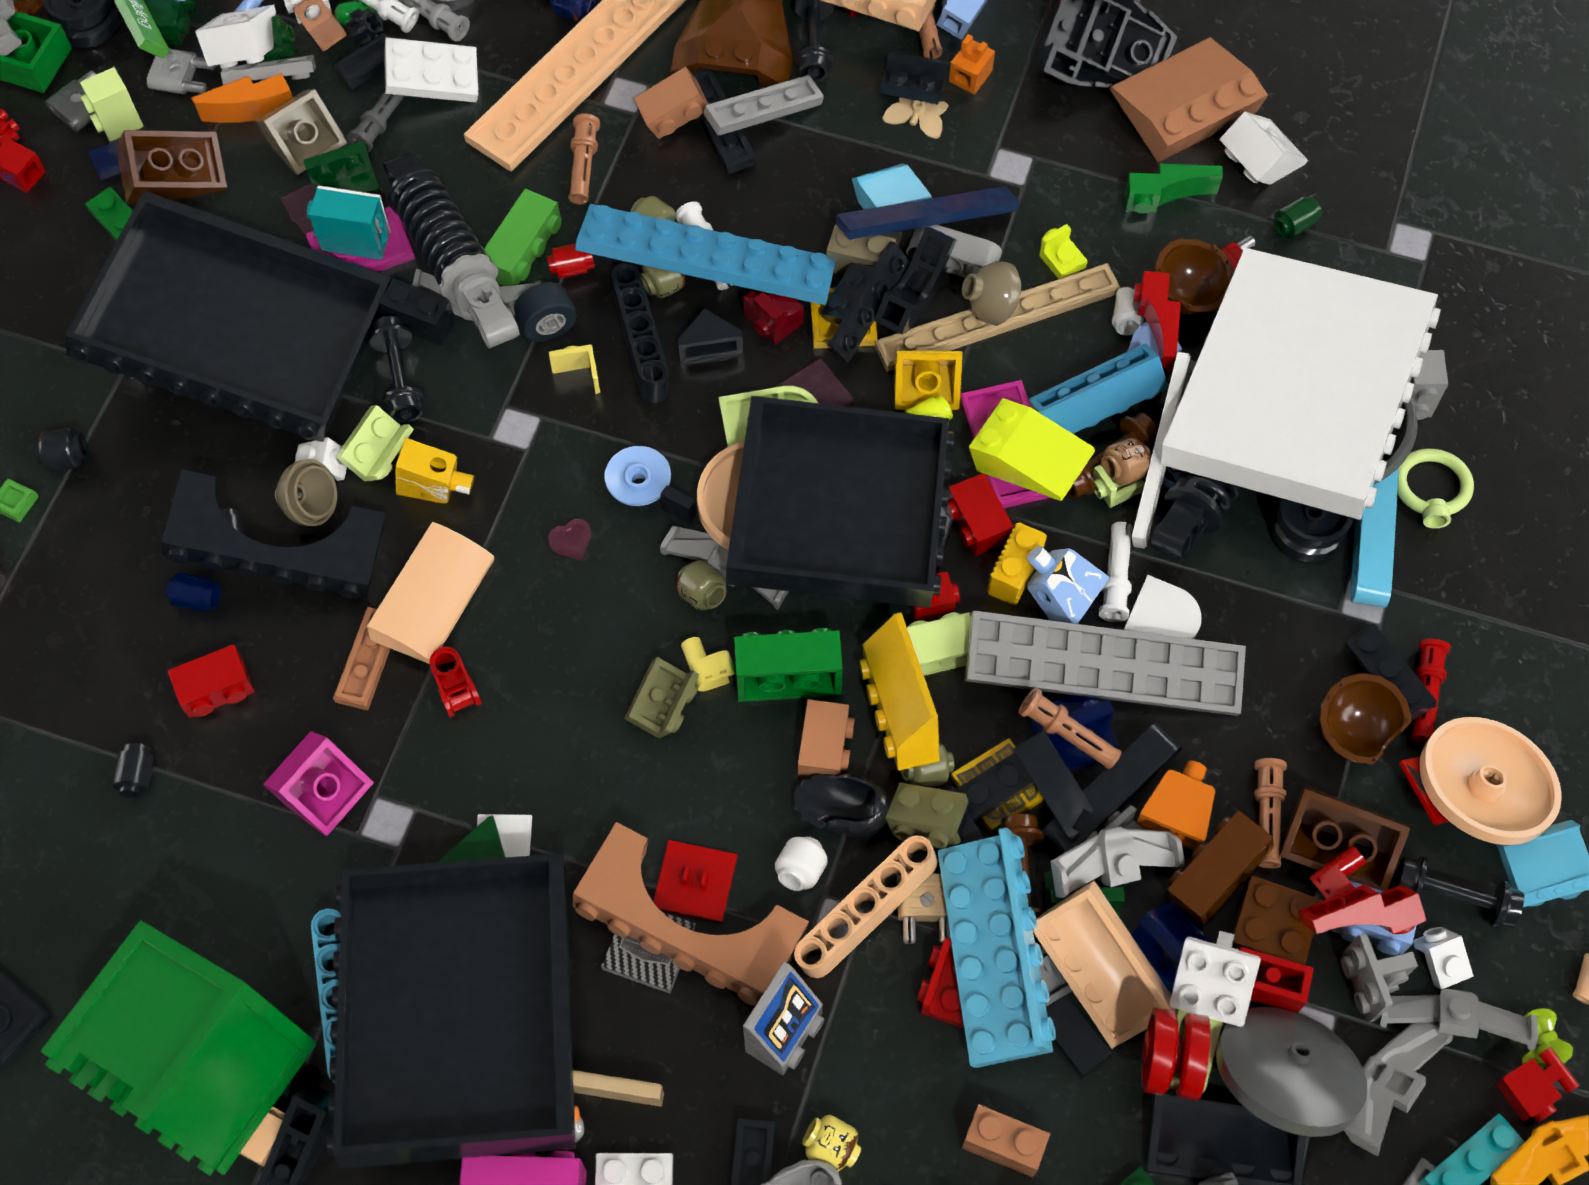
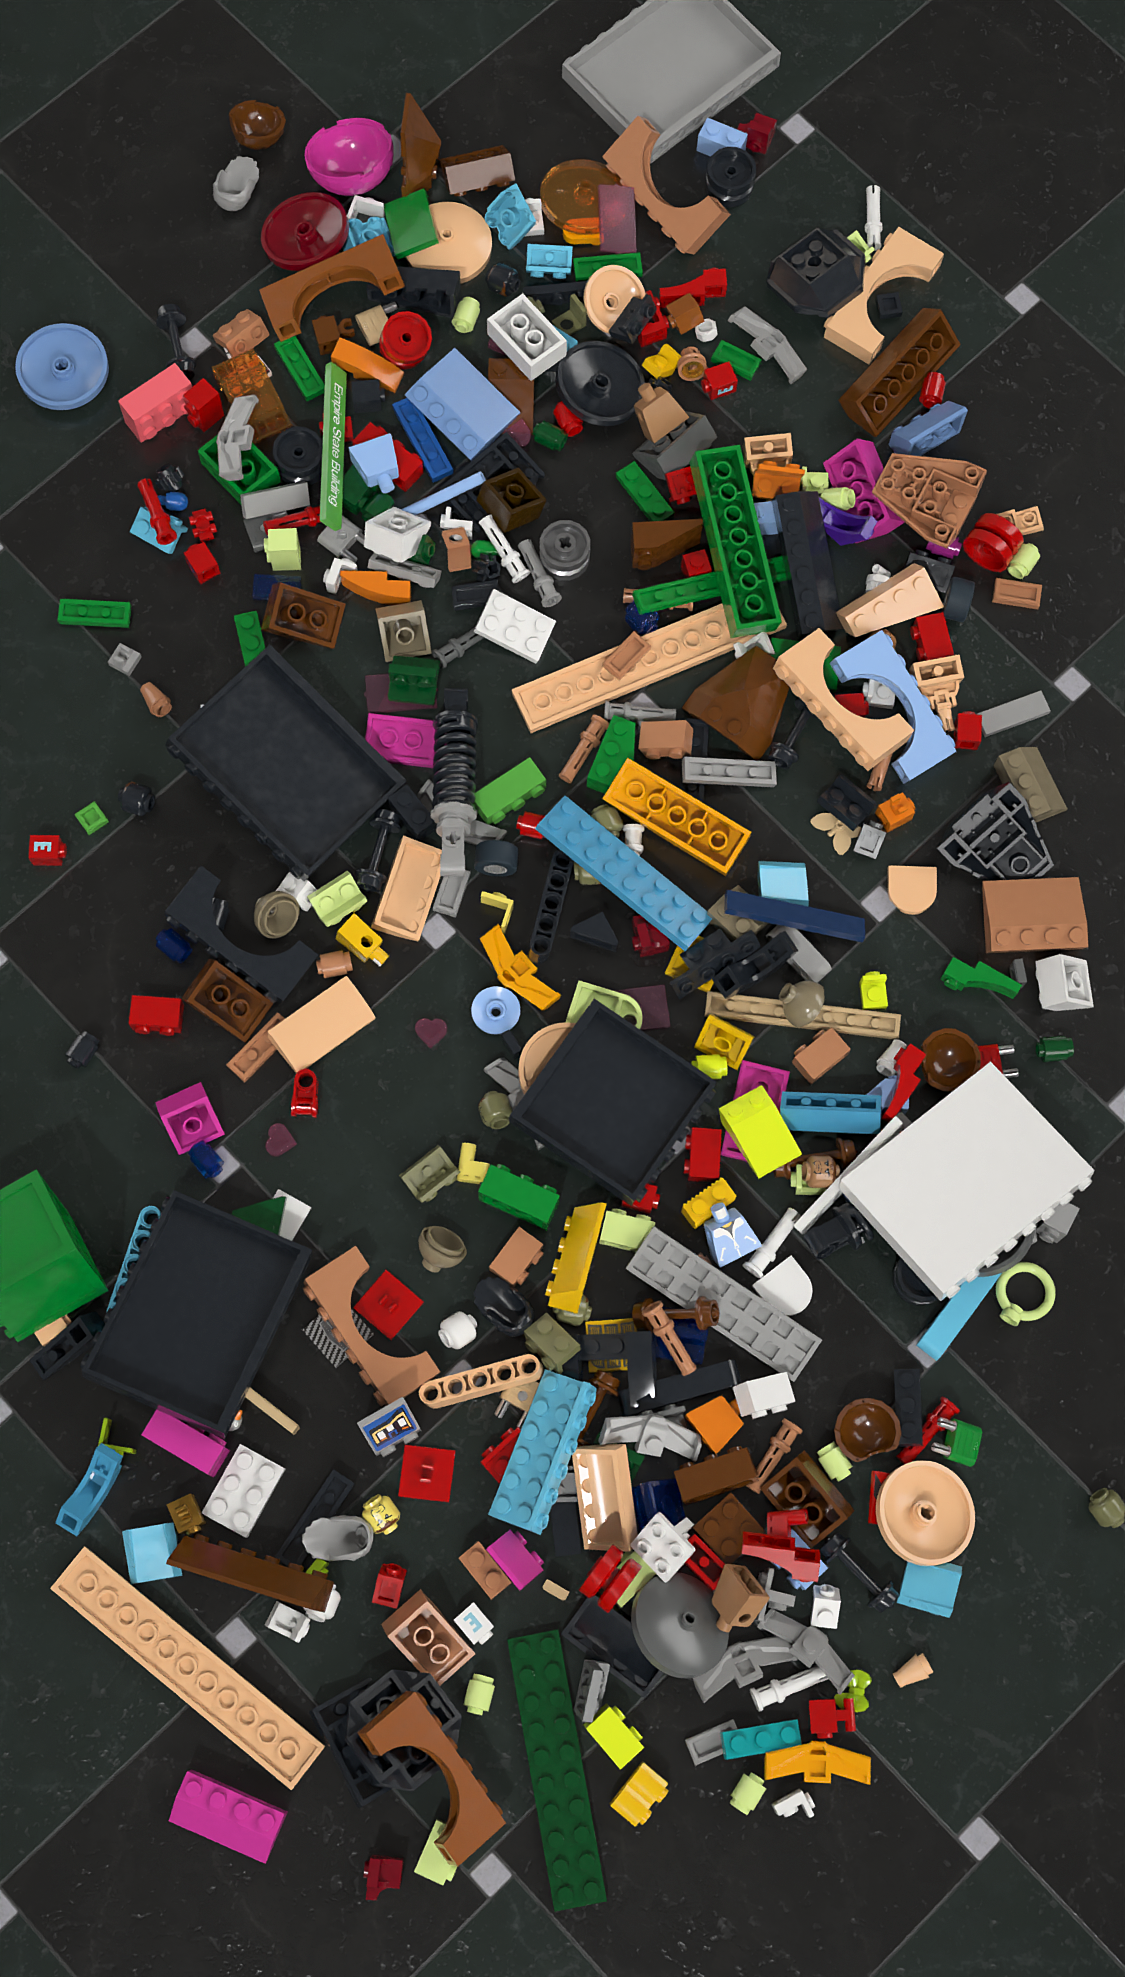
camera: 25 degrees right, 10 degrees up
(32, 333) = (156, 701): none -> nougat cone
(73, 61) = (275, 499): none -> light grey tile
(125, 63) = (309, 513): none -> red pin
(186, 111) = (332, 576): none -> white bracket
(200, 15) = (376, 505): none -> dark green brick
(294, 622) = (227, 1000): none -> reddish brown slope
(349, 222) = (397, 727): teal piece -> none
(365, 822) = (206, 1159): none -> clear blue brick
(410, 518) = (334, 964): none -> nougat brick
(449, 754) = (279, 1140): none -> clear pink tile
(458, 395) = (408, 890): none -> light nougat slope
(510, 376) = (451, 894): none -> light grey tile
(578, 42) = (626, 656): none -> nougat tile
(612, 100) = (637, 713): none -> light grey pin
(628, 154) = (612, 754): none -> green wedge
(639, 420) = (517, 970): none -> light orange plate
(724, 776) = (440, 1248): none -> dark tan piece
(734, 171) = (677, 817): none -> light orange slope
(859, 1062) = (426, 1473): none -> red piece
(961, 104) = (870, 839): none -> bracket
(1036, 133) = (912, 887): none -> light nougat tile
(1039, 1104) = (515, 1559): none -> dark pink slope
(1046, 345) = (820, 1055): none -> nougat brick
(1095, 677) = (705, 1313): none -> reddish brown piece
(1108, 1117) = (555, 1590): none -> tan tile
(1207, 155) = (1017, 972): none -> dark grey tile
(1218, 743) = (764, 1394): none -> white brick
(1344, 995) = (738, 1597): none -> medium nougat torso
(1346, 780) = (834, 1462): none -> yellowish green brick
(1455, 1089) = (780, 1689): none -> white pin
(1474, 680) = (961, 1441): none -> green piece

